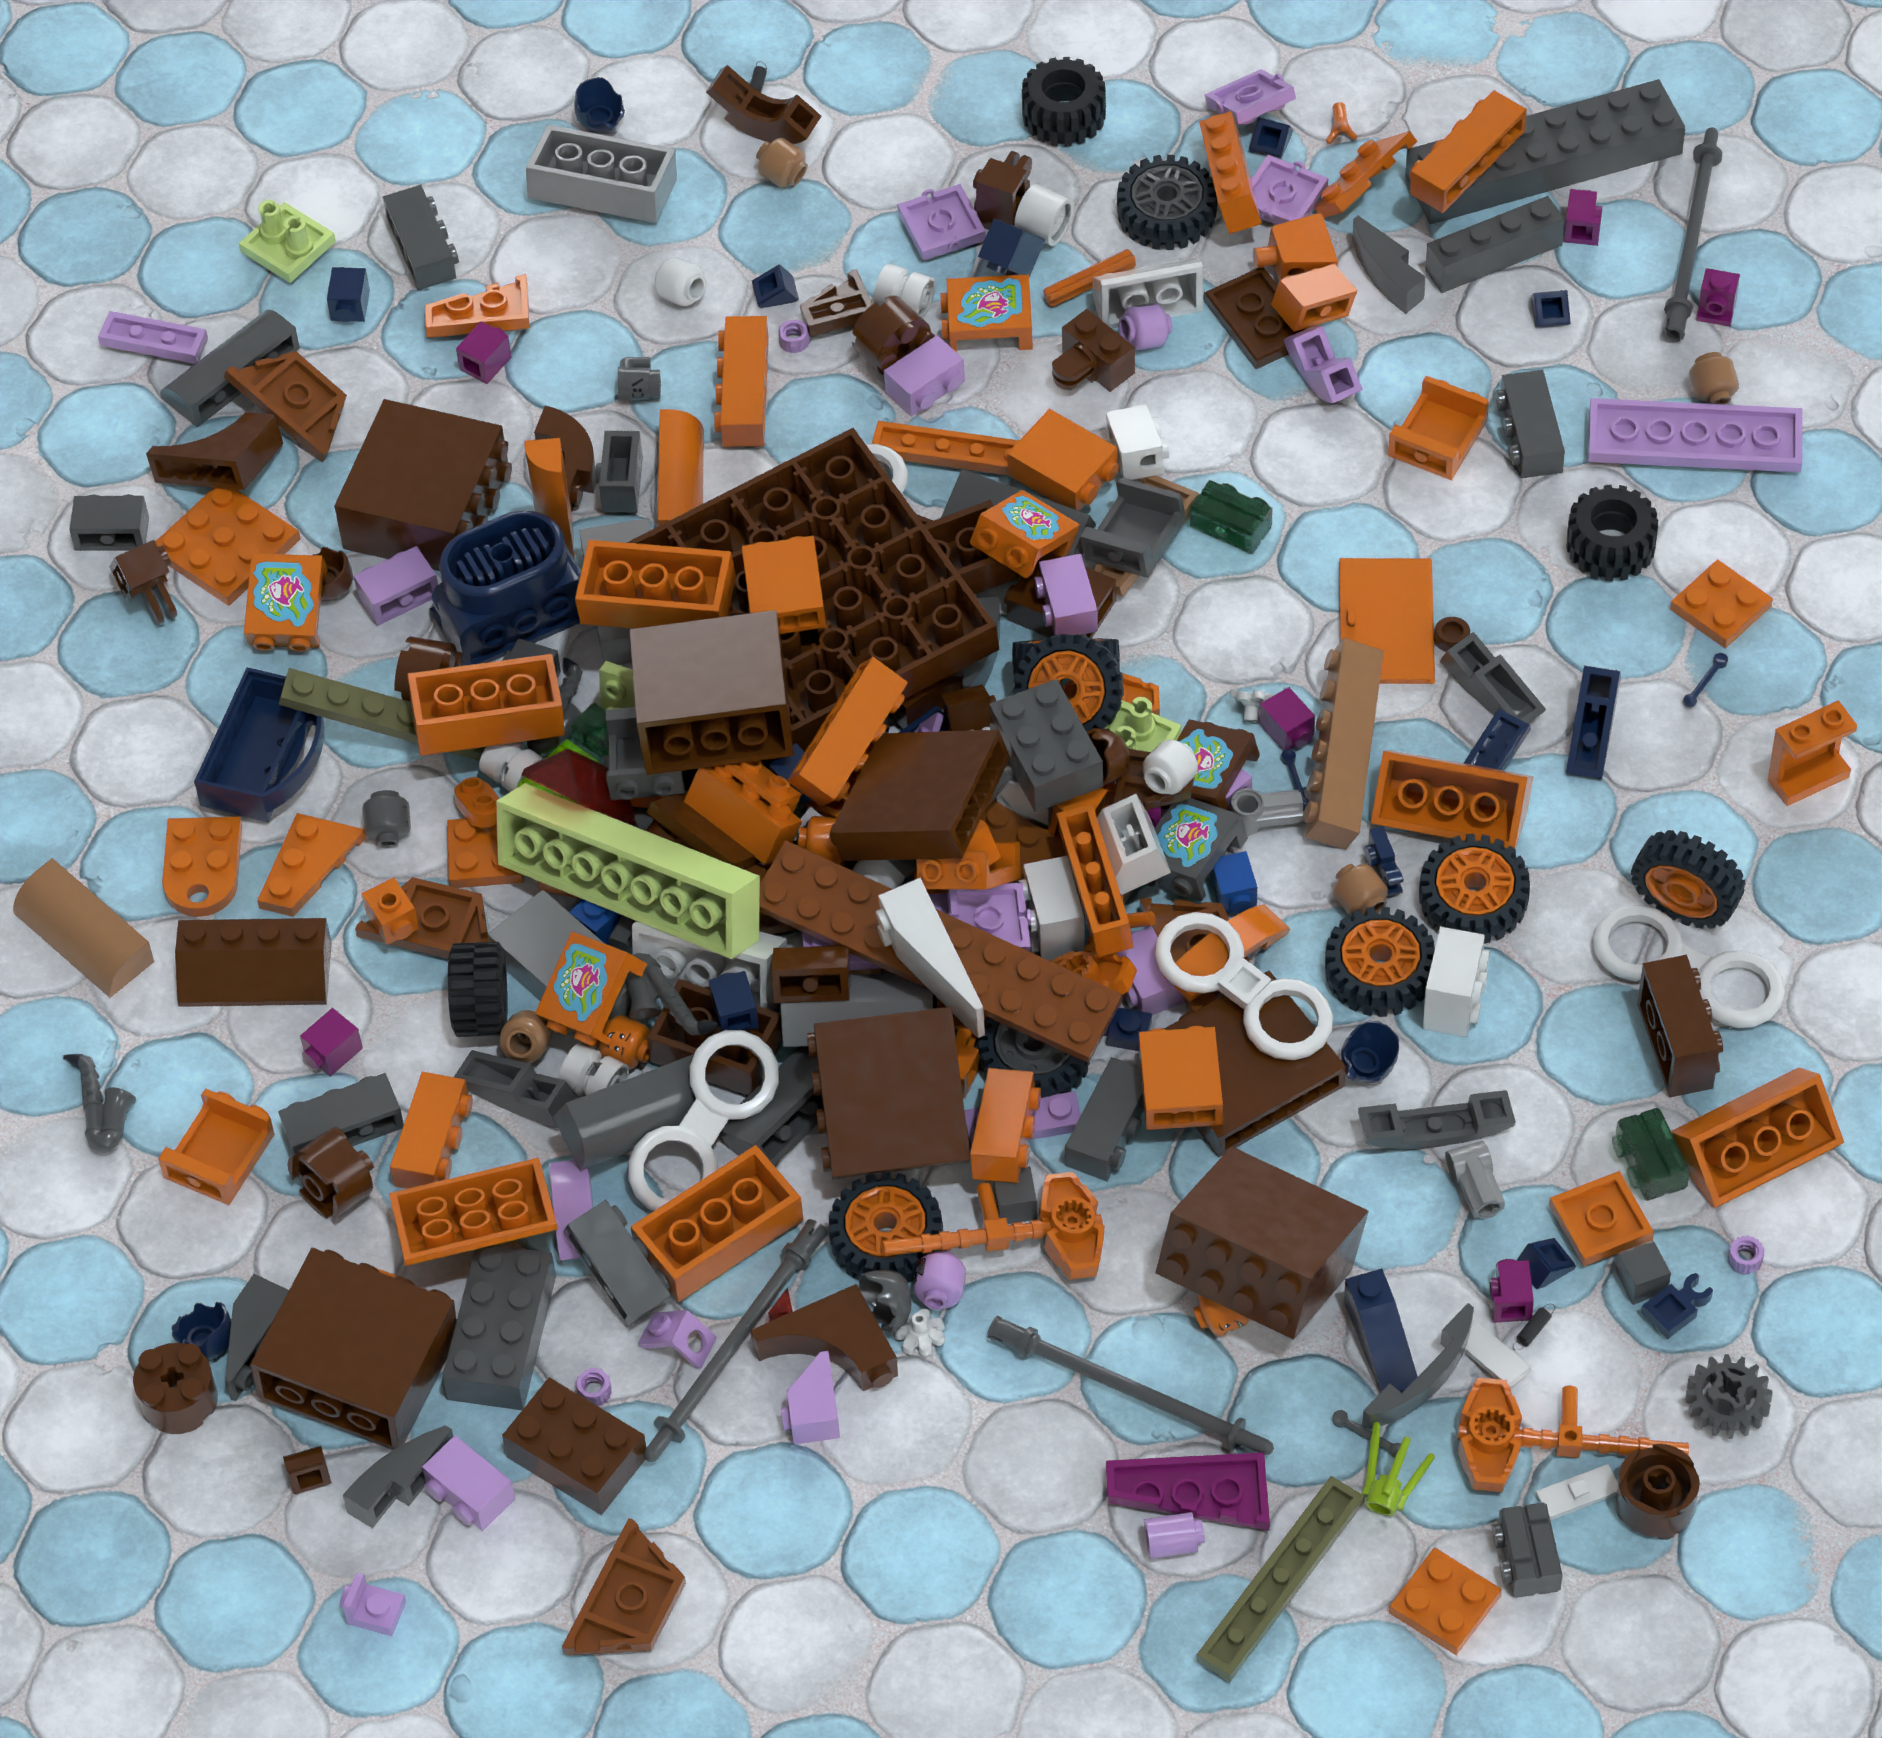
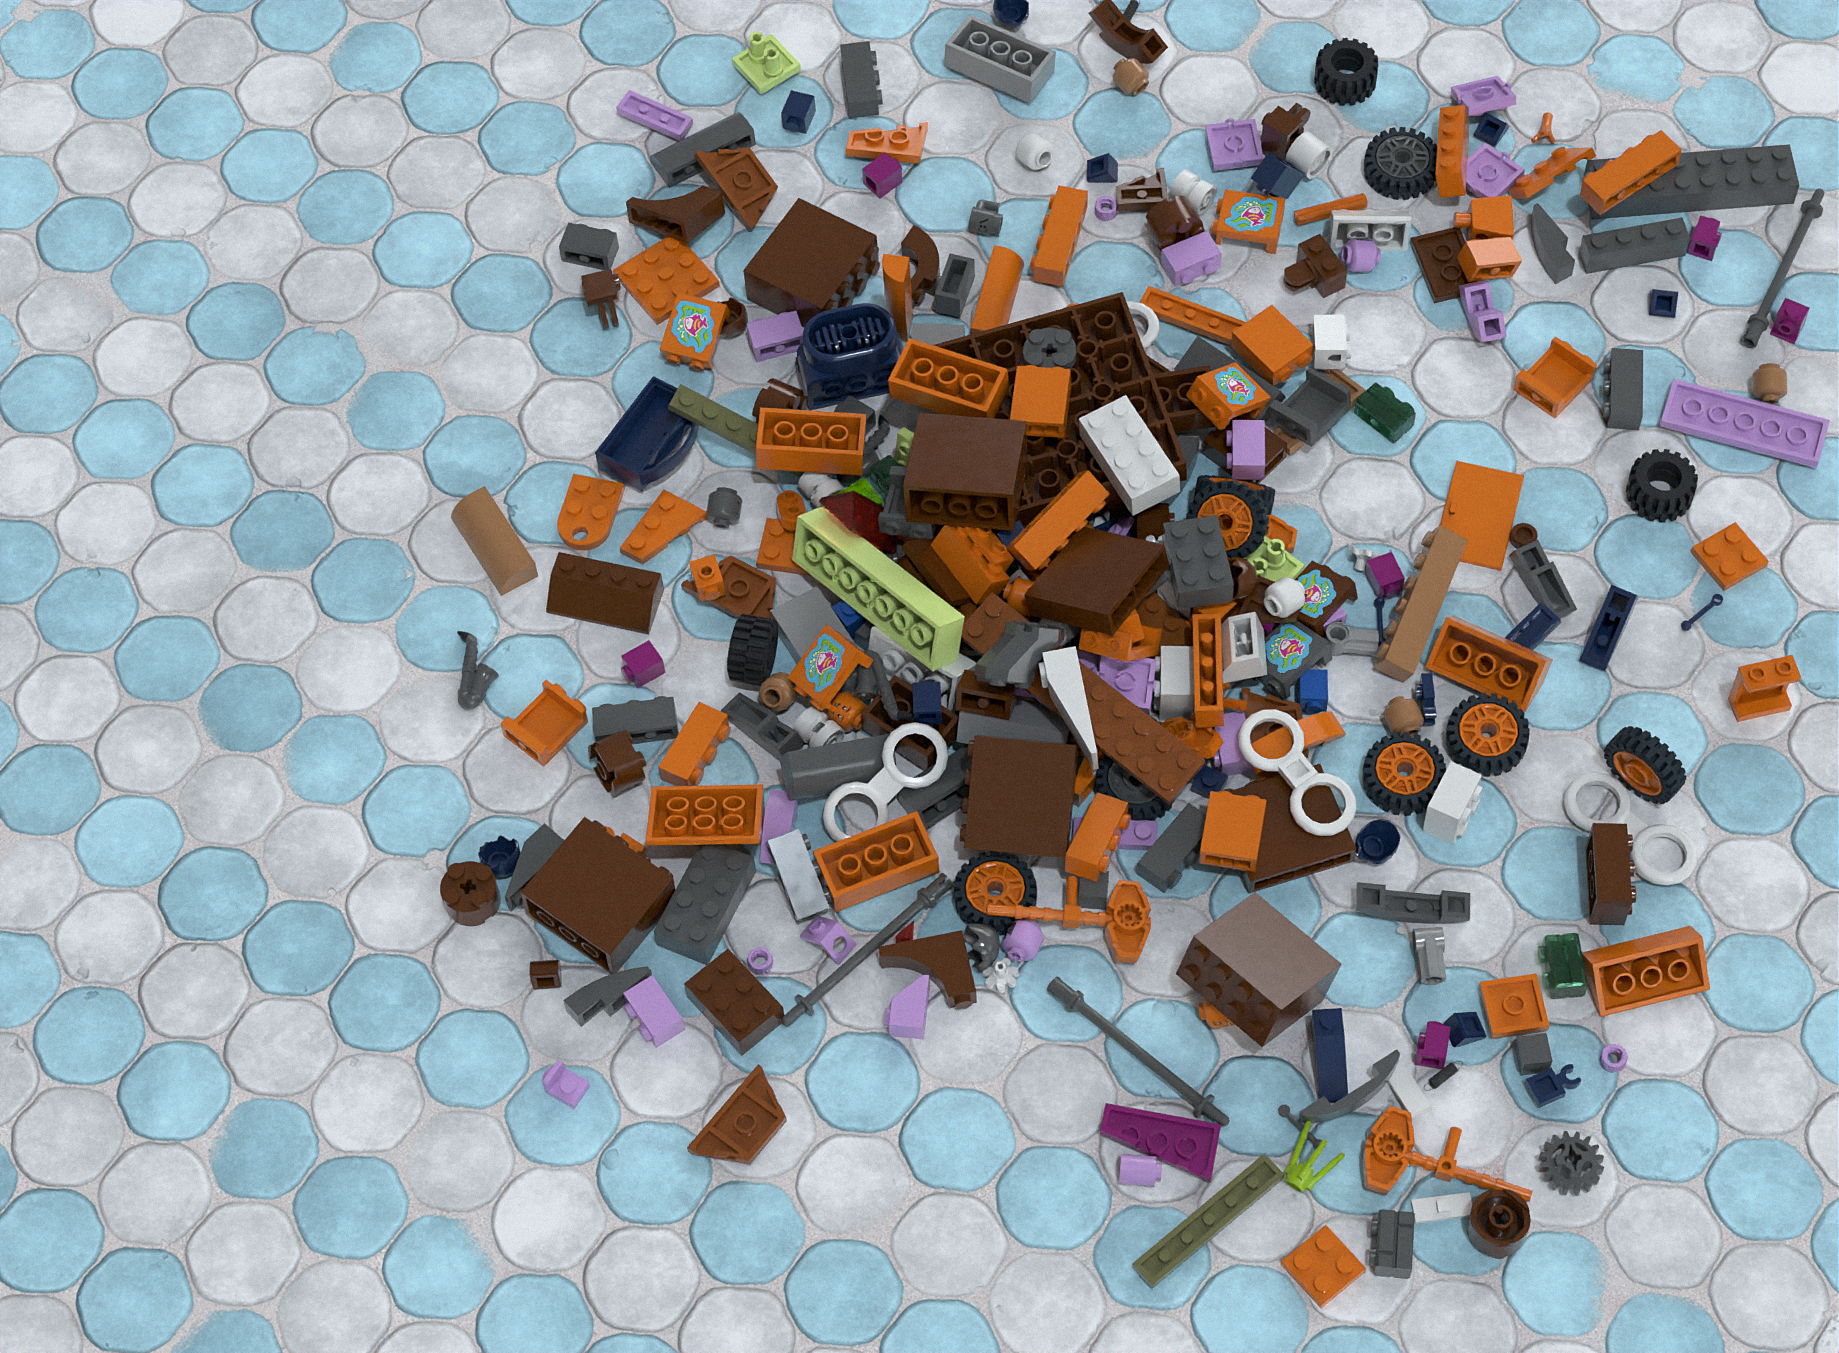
camera: 15 degrees right, 5 degrees up
(777, 505) = (1050, 338): none -> dark grey plate
(843, 908) = (1017, 653): none -> dark grey brick
(920, 628) = (1129, 455): none -> white brick

